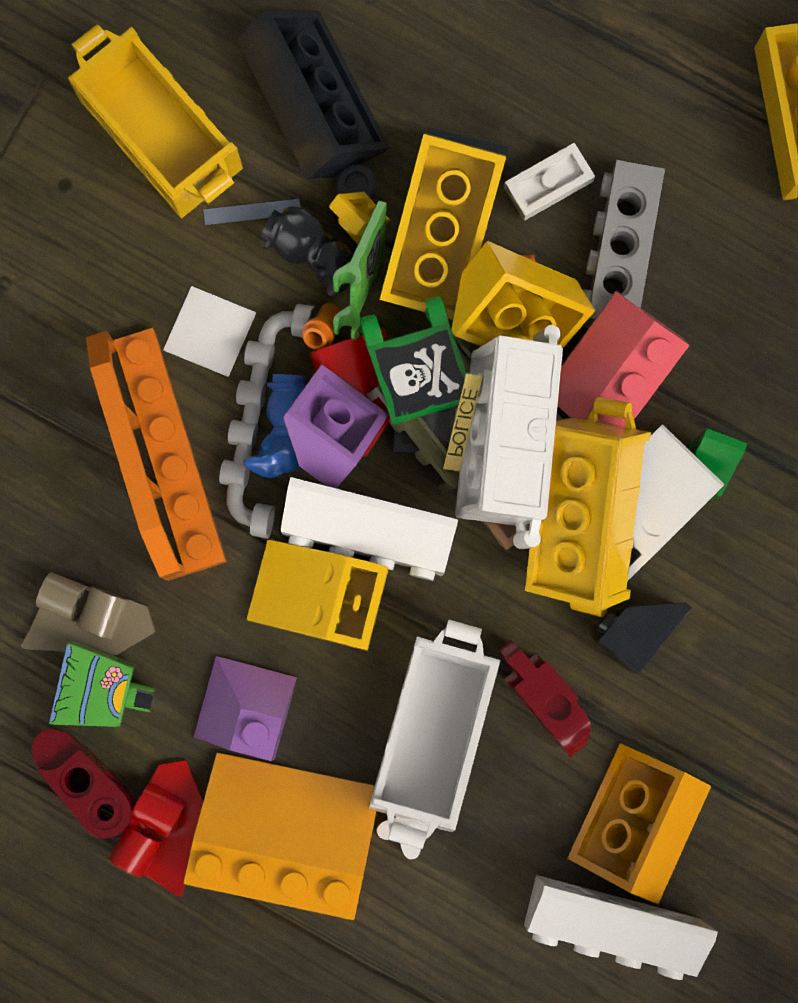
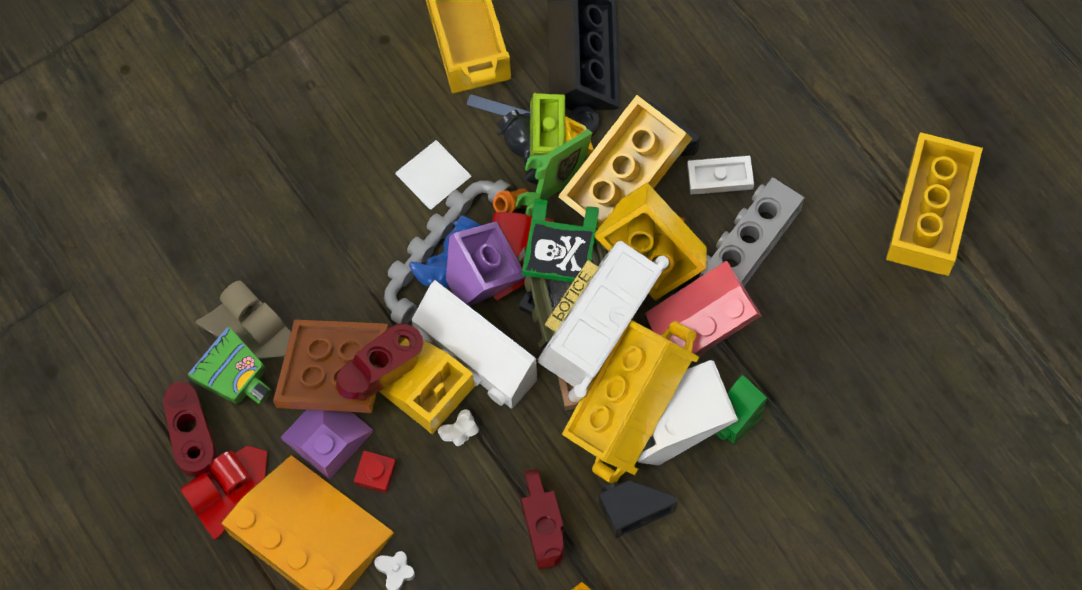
camera: 30 degrees right, 15 degrees down
(167, 448) = (364, 234): orange plate -> none
(214, 629) = (313, 362): none -> dark orange plate
(264, 640) = (362, 379): none -> dark red piece
(324, 727) = (375, 472): none -> red plate
(325, 216) = (546, 123): none -> lime slope
(398, 632) = (460, 430): none -> white piece
(434, 735) = (448, 503): white container -> none

